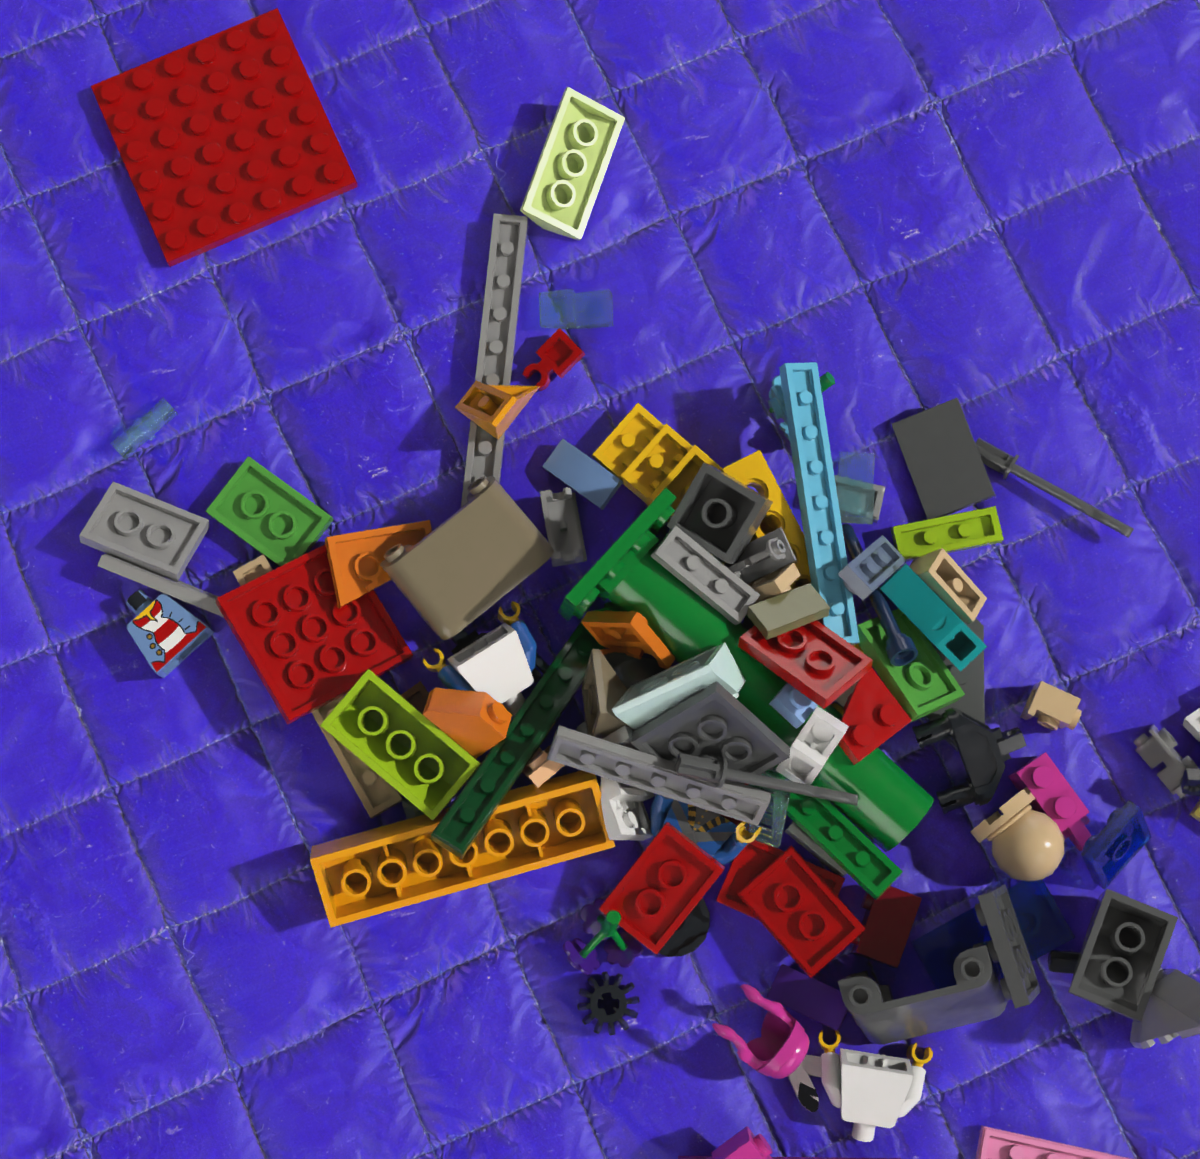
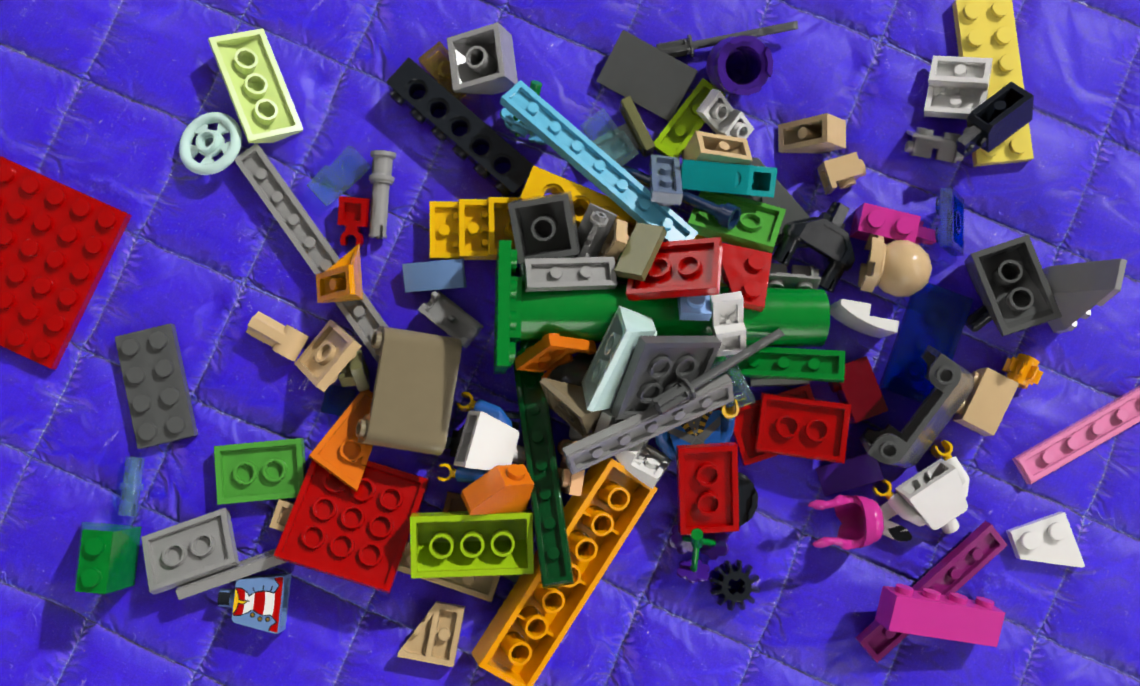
camera: 40 degrees left, 5 degrees up
(68, 472) = (106, 557): none -> green slope
(244, 358) = (156, 386): none -> dark grey plate
(293, 804) = (436, 636): none -> tan wing
(394, 412) = (284, 339): none -> tan piece
(394, 510) = (337, 399): none -> clear blue tile
(422, 462) = (327, 355): none -> tan plate
(433, 499) = (356, 373): none -> olive tile
(488, 174) = (210, 143): none -> light aqua plate
(610, 346) = (381, 181): none -> light grey pin
(721, 277) = (410, 78): none -> black brick
(759, 299) = (438, 66): none -> clear yellow plate
(800, 316) = (482, 61): none -> light grey slope
(892, 498) = (637, 126): none -> olive tile
(903, 751) = (800, 278): none -> light grey hinge
(943, 849) = (857, 317): none -> white slope
(982, 559) = (722, 117): none -> white slope
(1000, 1044) = (987, 402): none -> tan brick
(1008, 946) = (948, 342): dark grey plate -> none
(1037, 522) = (739, 65): none -> dark purple tile
(1054, 649) = (812, 135): none -> tan slope
(1063, 1047) = (1023, 370): none -> light orange gear

